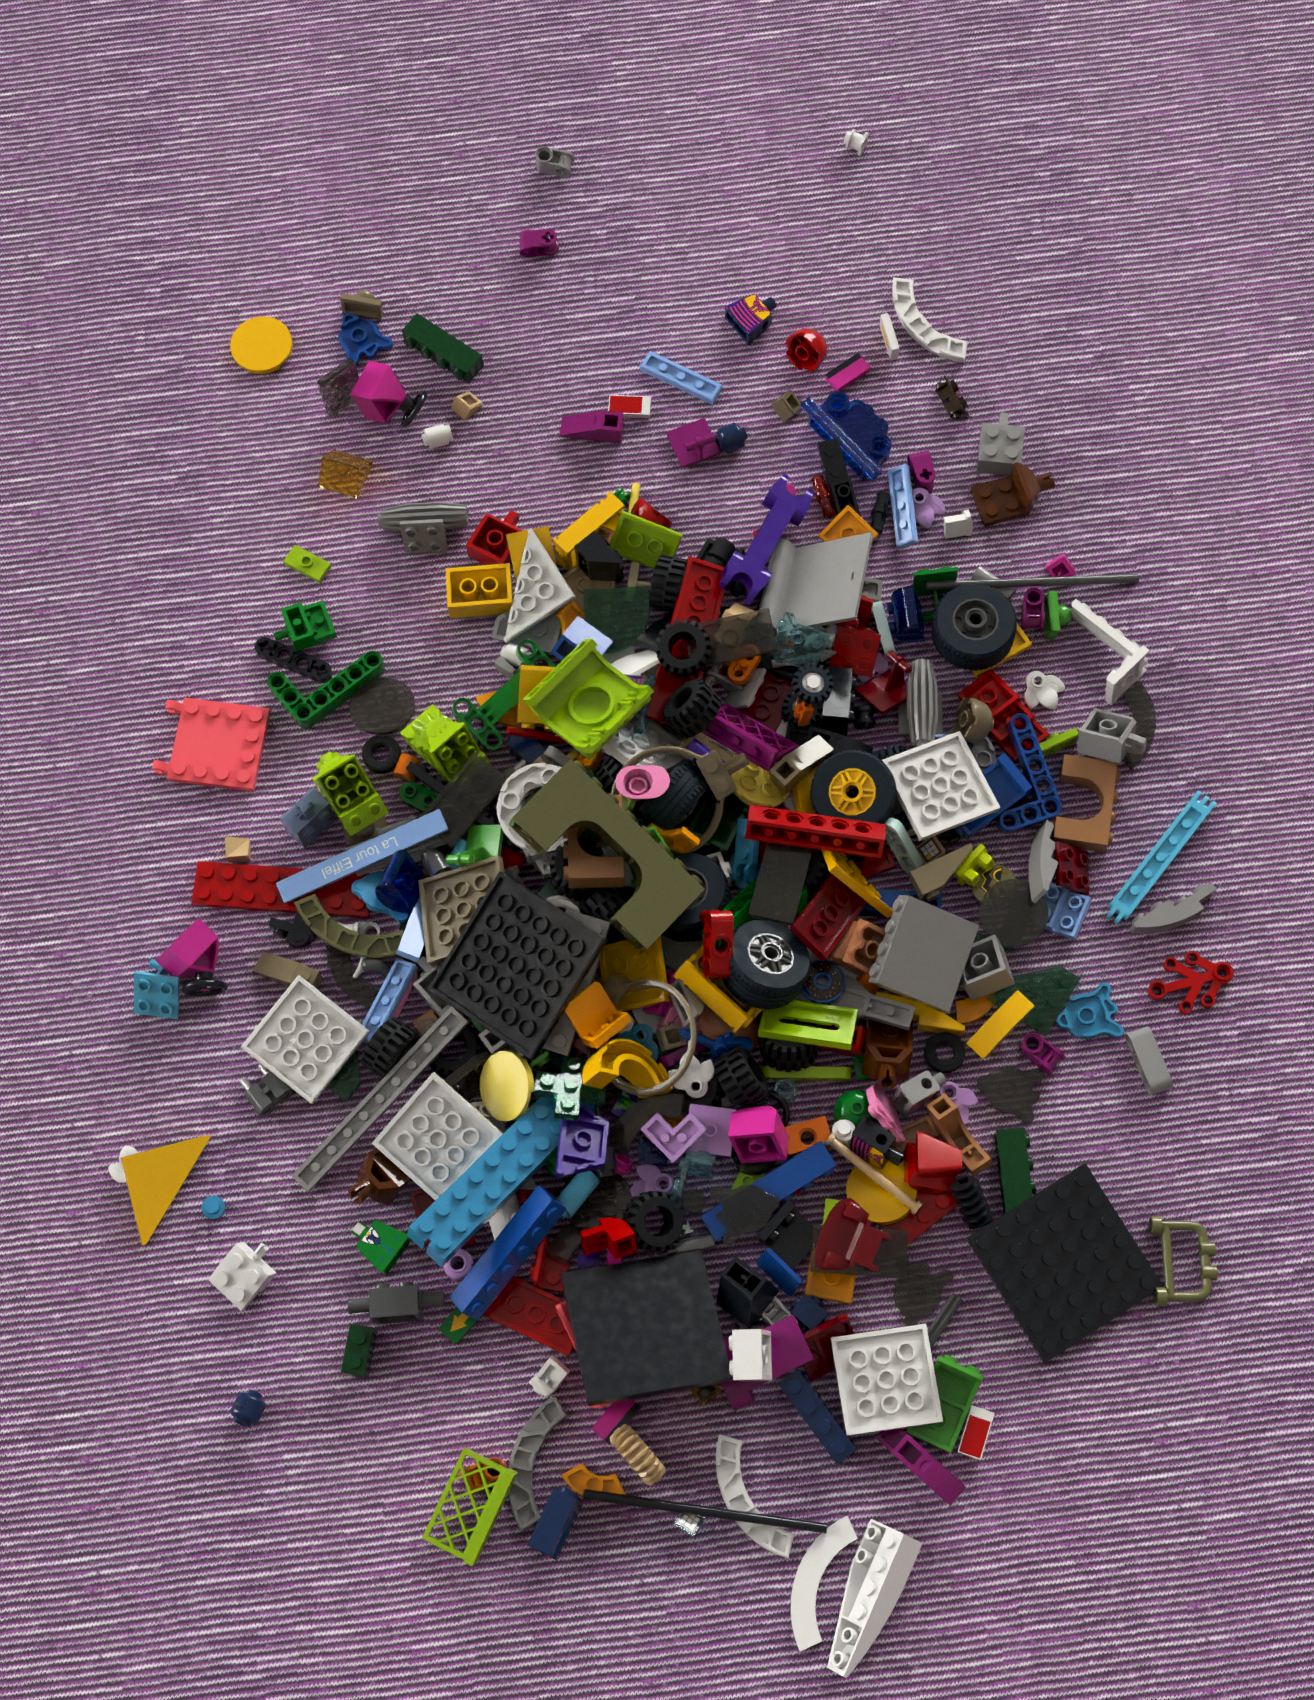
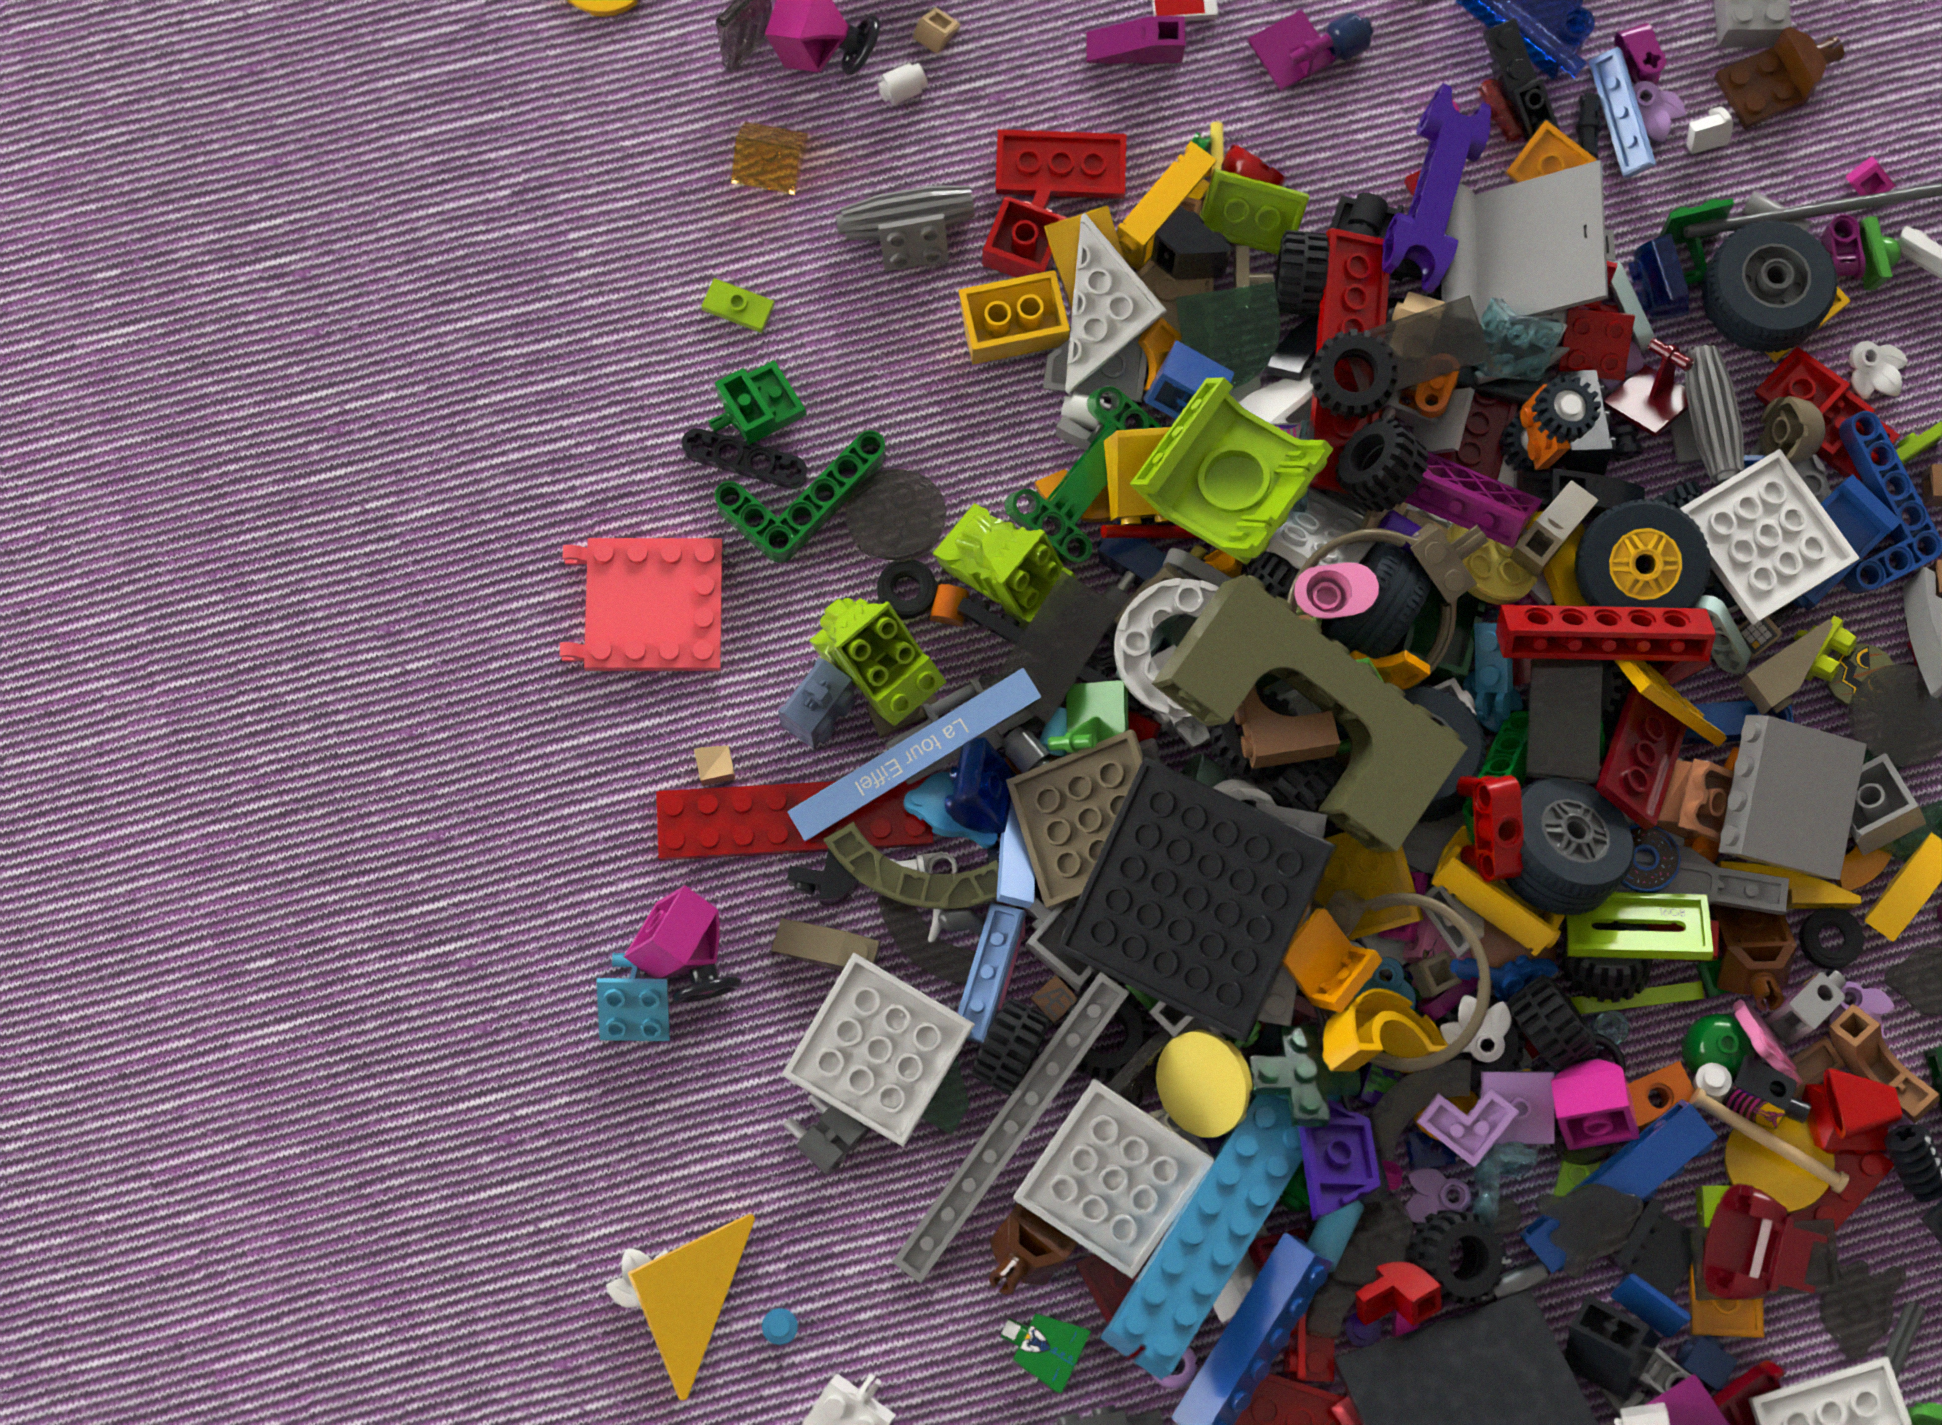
camera: 15 degrees left, 5 degrees up
(418, 797) = (976, 650): green plate -> none
(530, 498) = (1062, 162): none -> red plate

